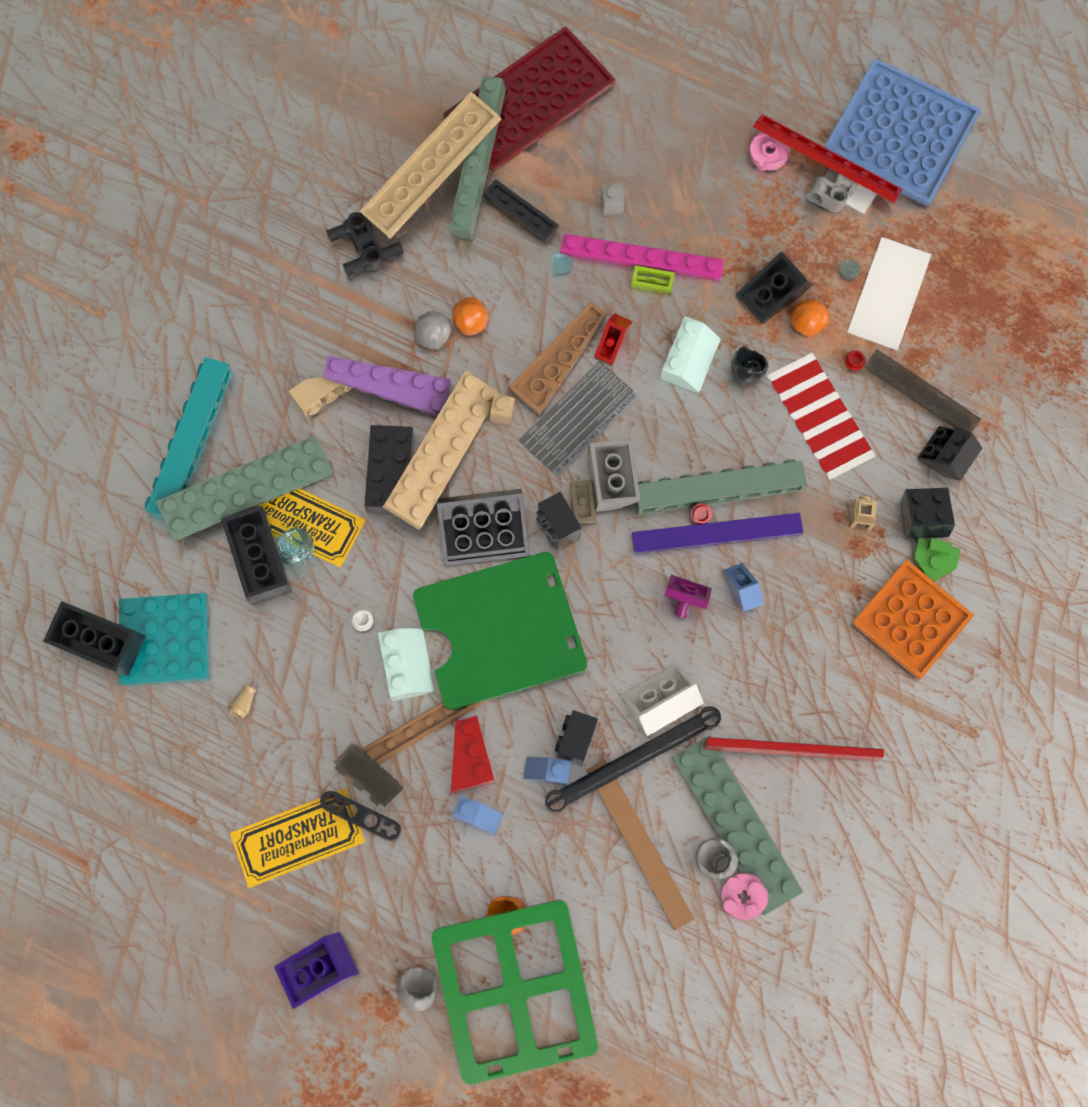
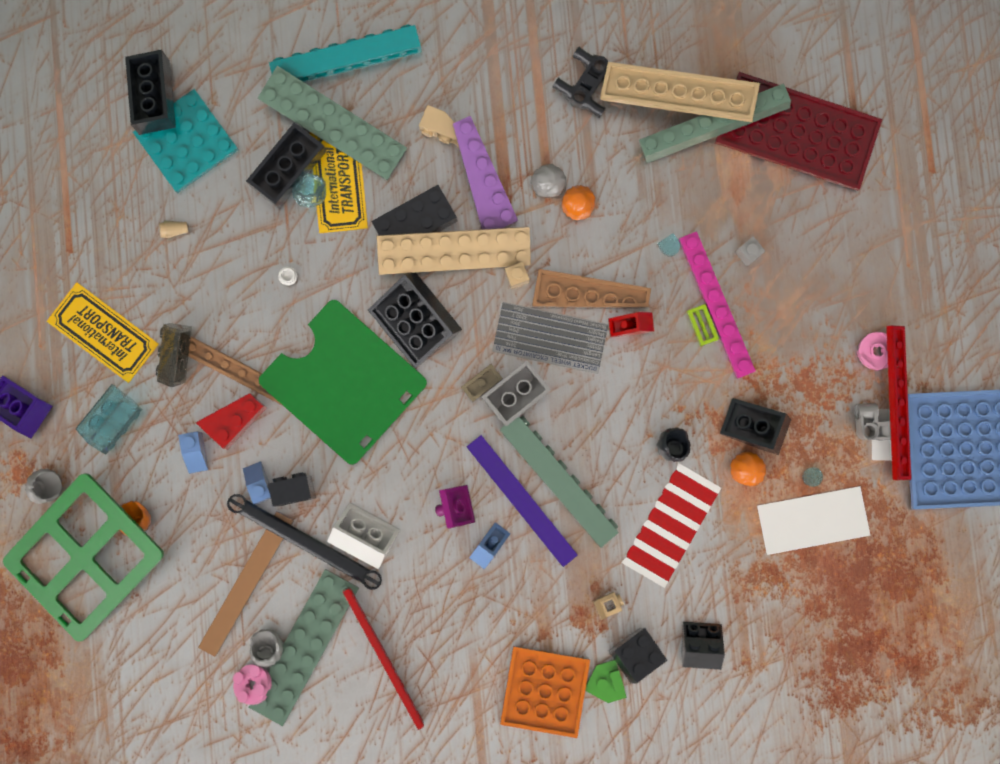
camera: 60 degrees right, 10 degrees up
(362, 812) = (140, 368): black beam -> none
(389, 881) = (108, 419): none -> clear light blue slope
(406, 663) = (274, 329): light aqua slope -> none
(521, 210) = (694, 185): black plate -> none
(558, 521) = (451, 374): black brick -> none
(690, 355) = (655, 393): light aqua slope -> none
(701, 513) = (529, 479): plate -> none
(855, 360) = (735, 526): red plate -> none
(921, 392) = (740, 595): clear smoke plate -> none

